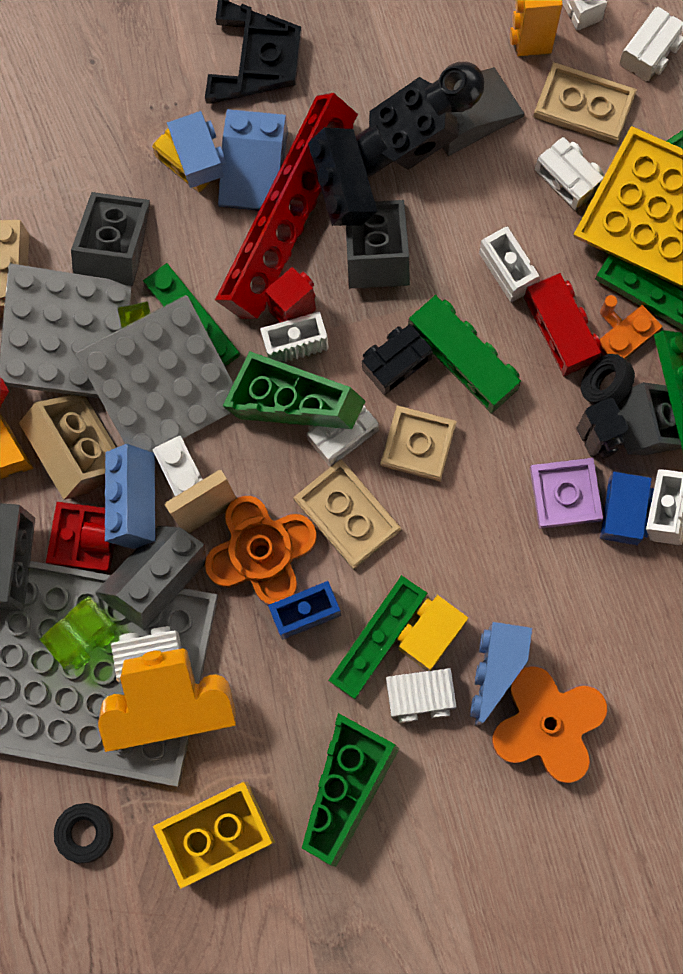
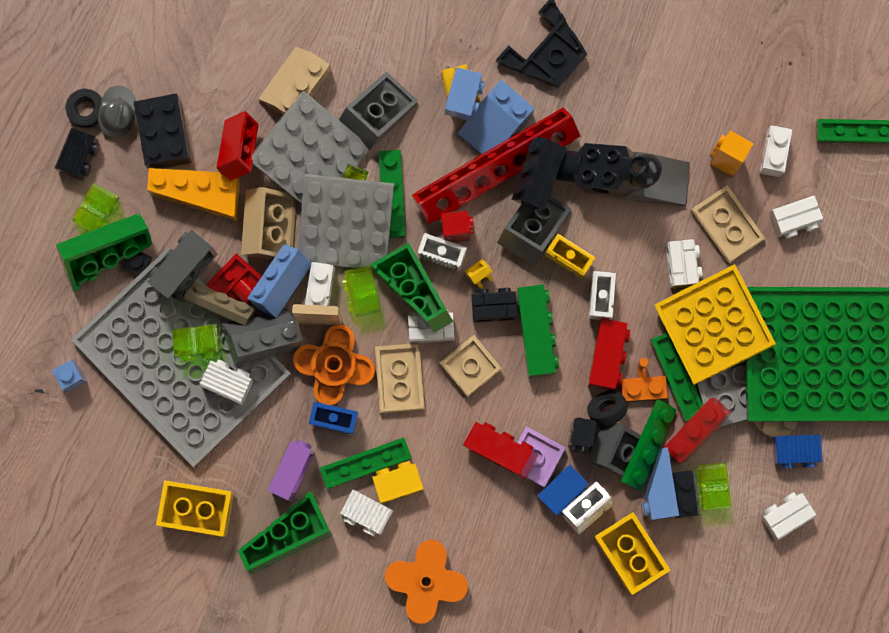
camera: 30 degrees right, 5 degrees up
(63, 835) = (110, 452): black tyre -> none
(76, 570) = (219, 303): none -> dark tan plate
(163, 702) = (217, 415): light orange brick -> none
(234, 445) = (362, 291): none -> clear neon green brick
(298, 705) = (291, 470): none -> medium lavender window
(351, 334) = (478, 272): none -> yellow tile
(442, 246) = (569, 256): none -> yellow brick
(505, 656) = (425, 527): medium blue slope -> none
(524, 509) = (501, 449): none -> red brick

